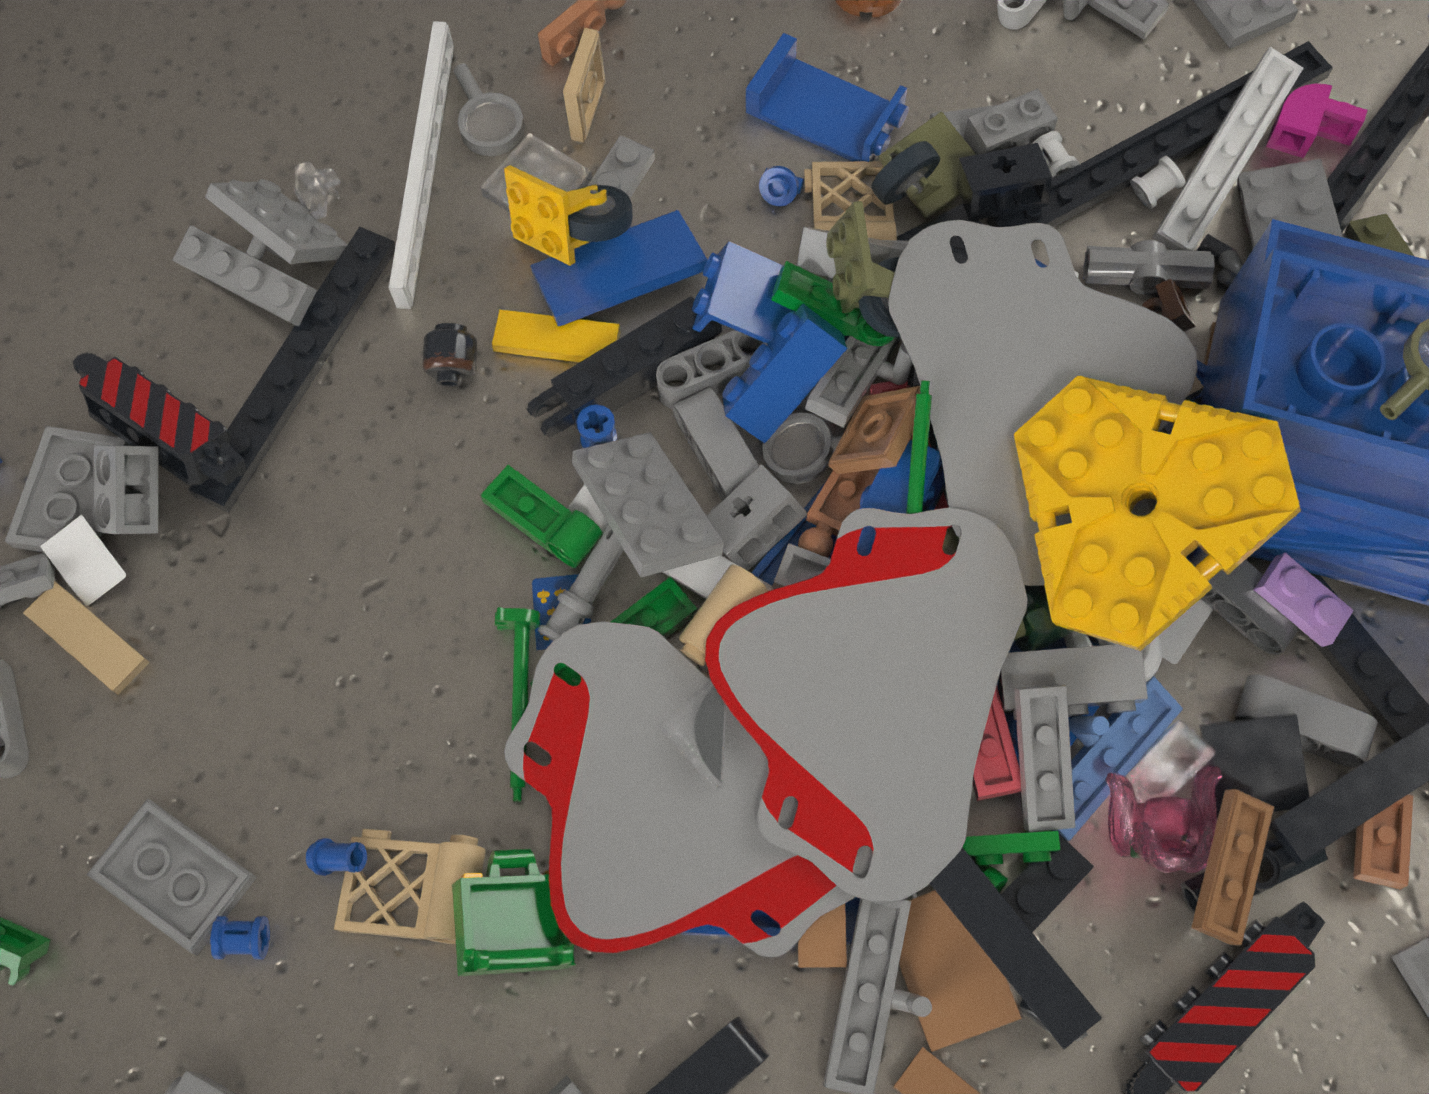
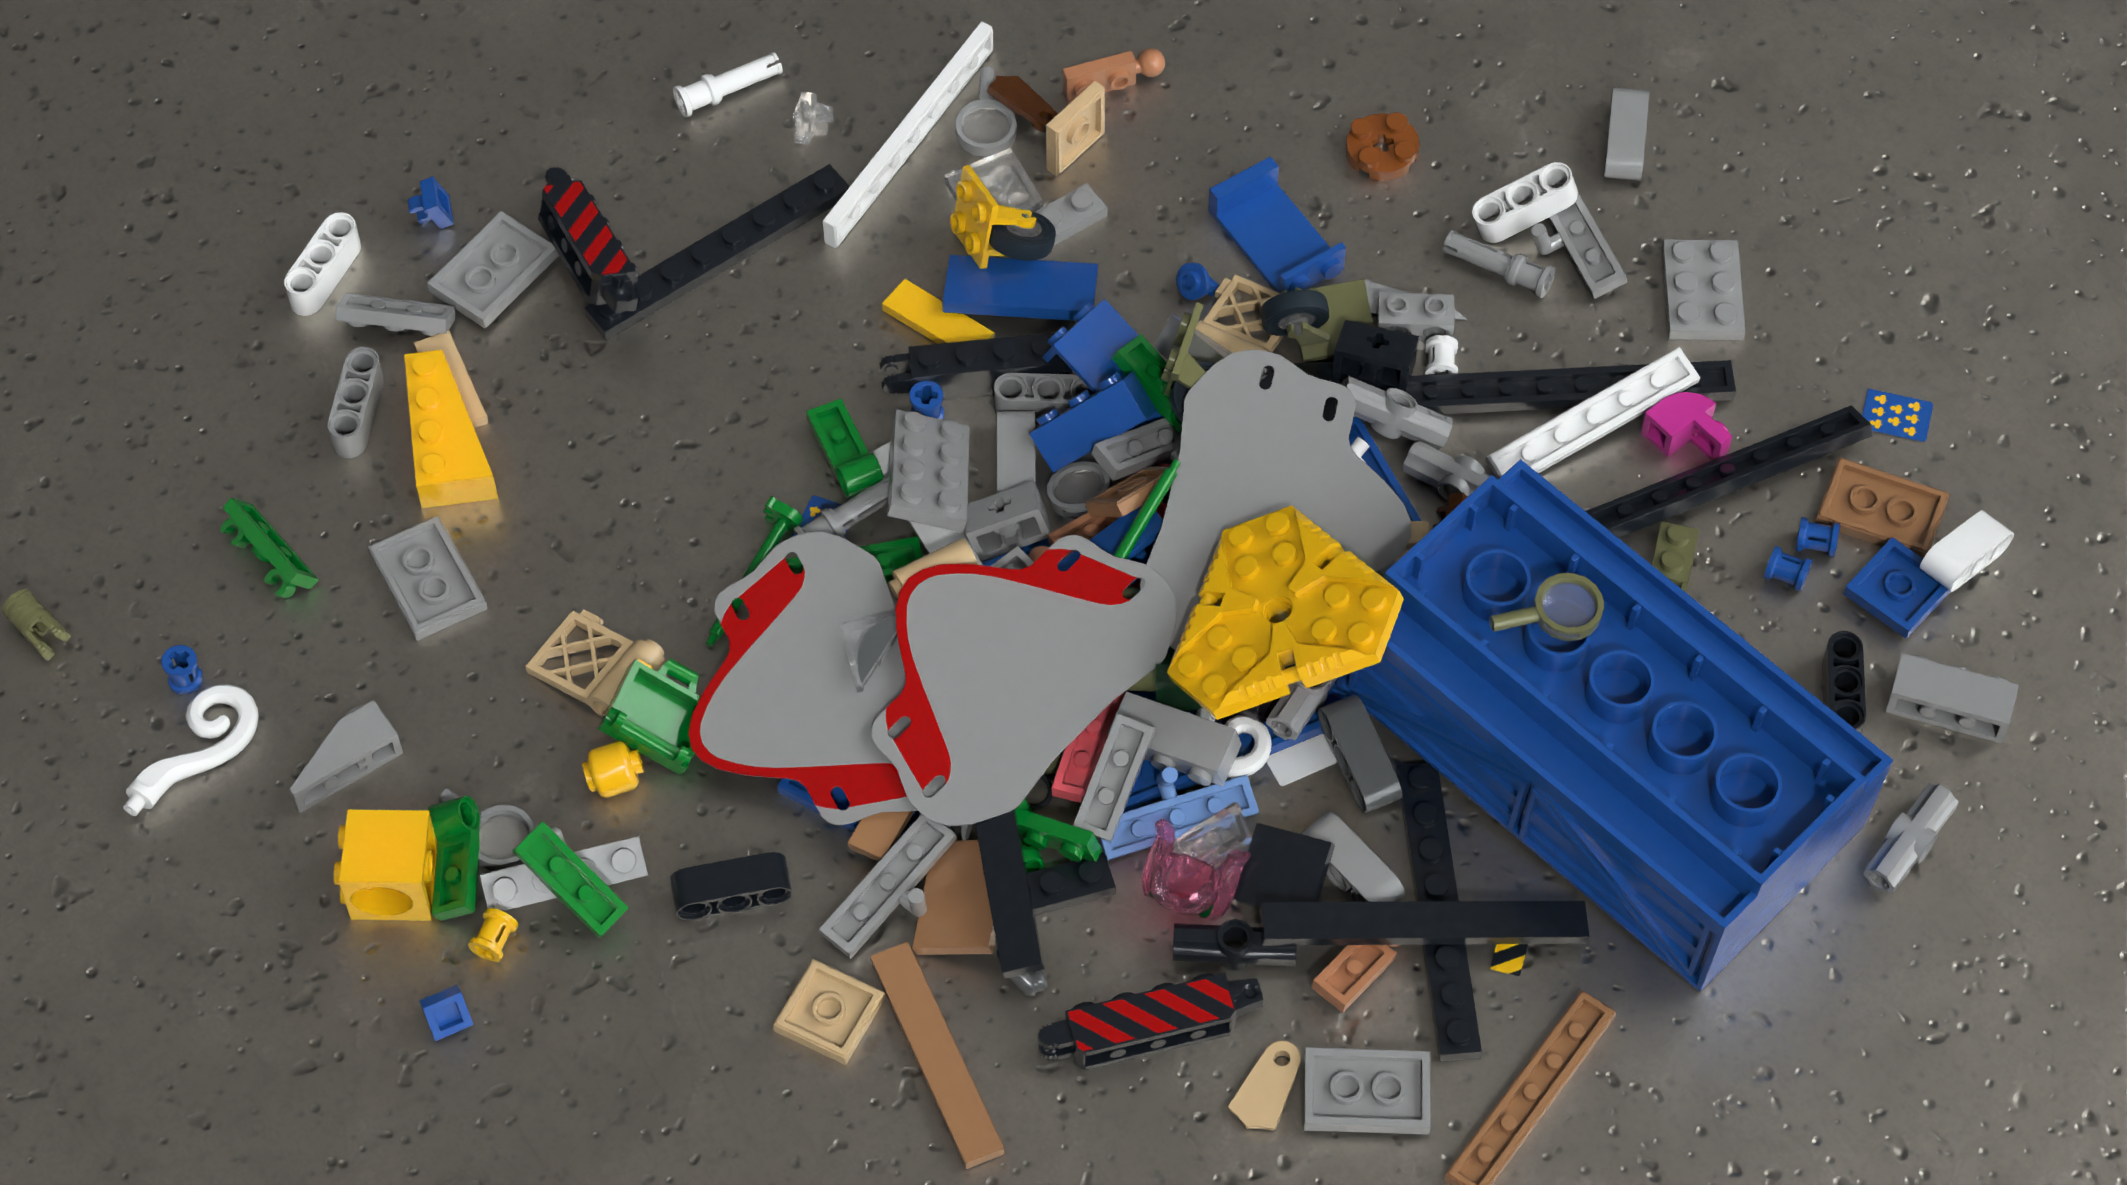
camera: 25 degrees right, 10 degrees down
(83, 560) = (478, 324): white sticker -> none
(108, 710) = (444, 442): none -> yellow wedge
(125, 489) = (538, 283): light grey brick -> none
(198, 208) = (712, 89): none -> white pin
(240, 937) = (455, 638): blue bush -> none
(245, 274) = (717, 160): light grey plate -> none
(277, 221) = (764, 130): light grey plate -> none
(327, 856) = (547, 615): blue pin -> none
(450, 354) = (844, 295): black head -> none
(496, 1008) = (612, 769): none -> yellow head
(514, 82) = (1022, 100): none -> reddish brown piece
(1059, 42) = (1514, 268): none -> light grey pin
(1077, 227) = (1398, 414): none -> light grey piece
(1157, 182) = (1514, 417): white bush -> none
(1233, 867) = (1209, 918): medium nougat tile -> none
(1288, 194) = (1614, 485): light grey plate -> none
(1303, 600) = (1400, 772): lavender plate -> none
(1381, 1017) = (1266, 1088): none -> tan piece

